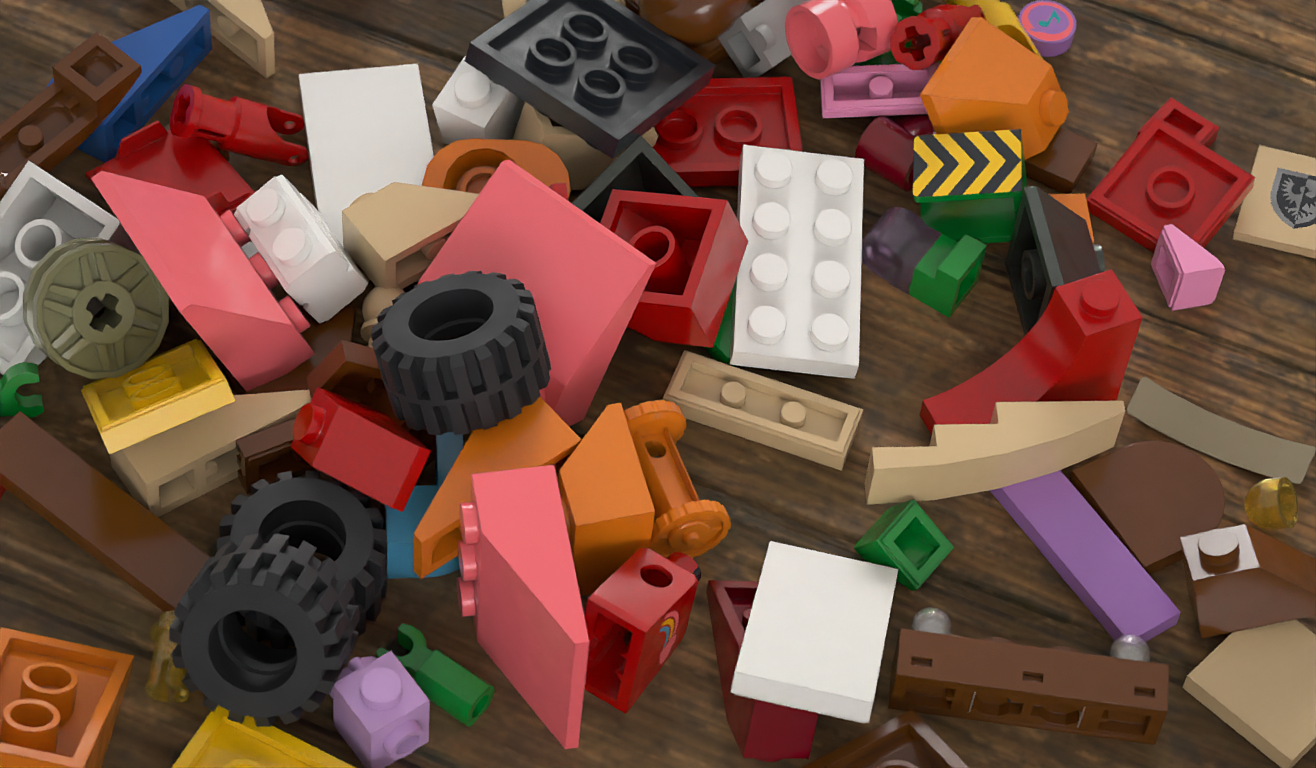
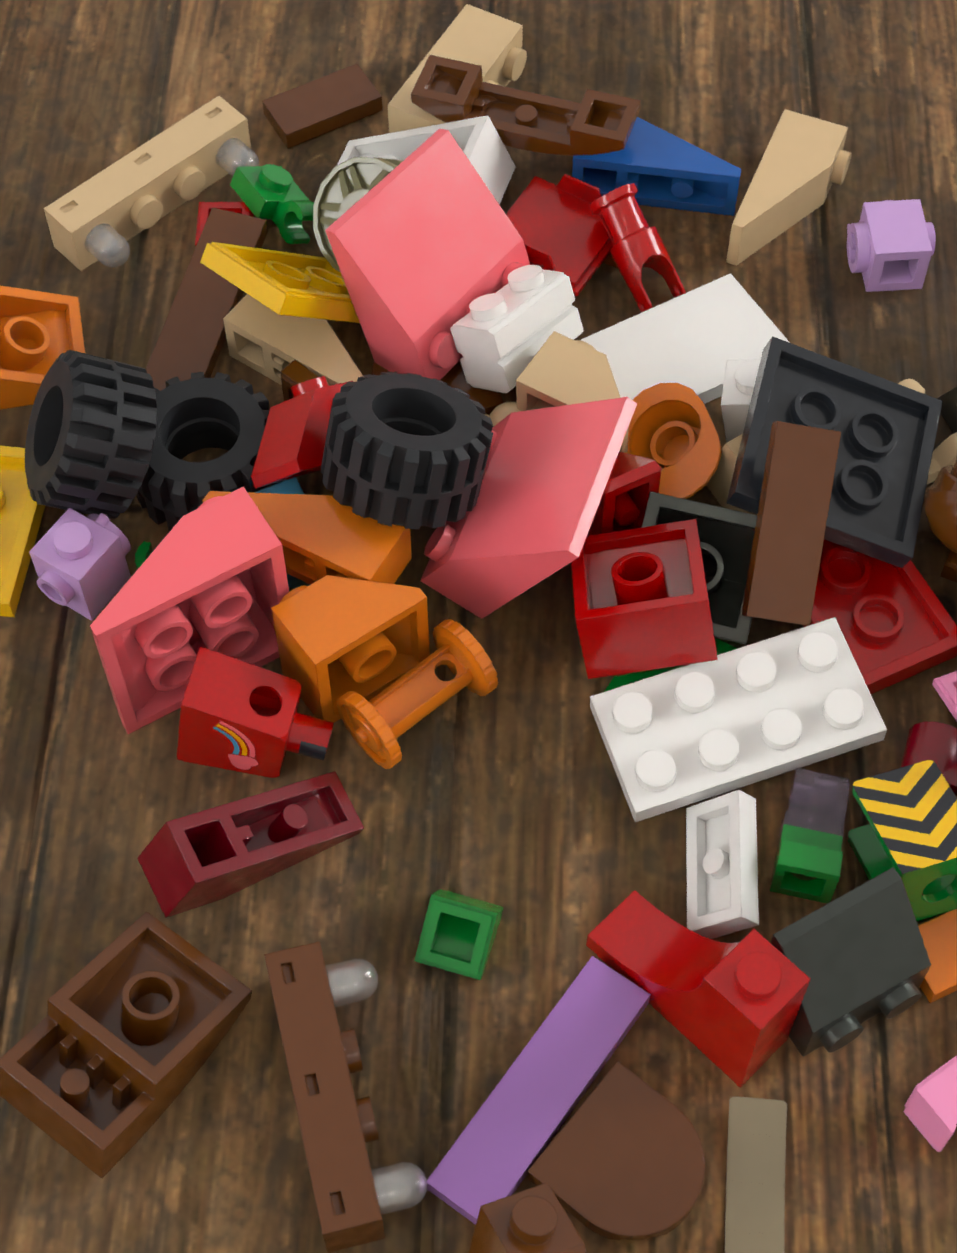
camera: 75 degrees right, 5 degrees up
(665, 118) = (791, 523): none -> reddish brown tile
(764, 410) = (560, 759): tan tile -> none
(816, 632) = (277, 865): white tile -> none
(927, 329) = (722, 865): none -> white plate
(1015, 447) = (593, 981): tan slope -> none

